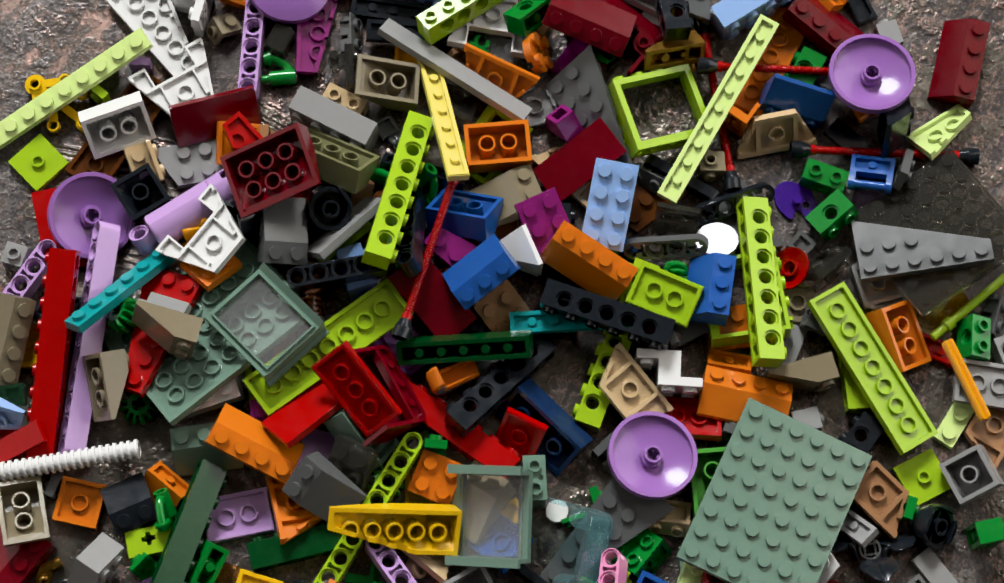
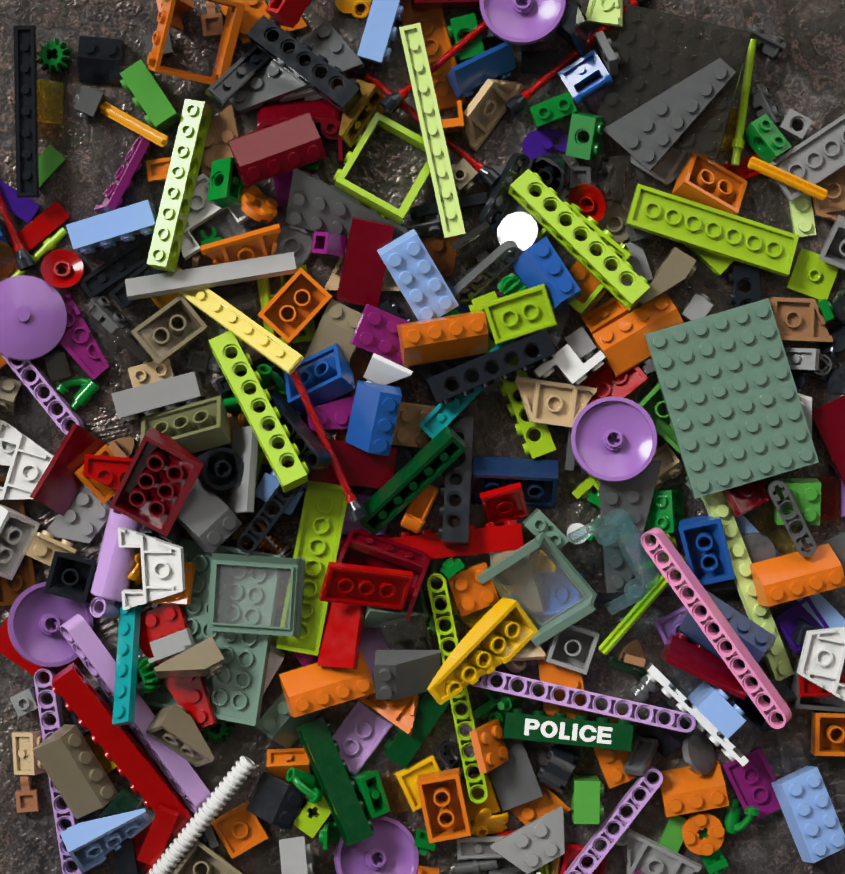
camera: 40 degrees left, 15 degrees up
(595, 479) = (583, 489): none -> lime bracket
(691, 364) = (580, 343): none -> light grey brick
(784, 218) = (552, 170): none -> black cylinder

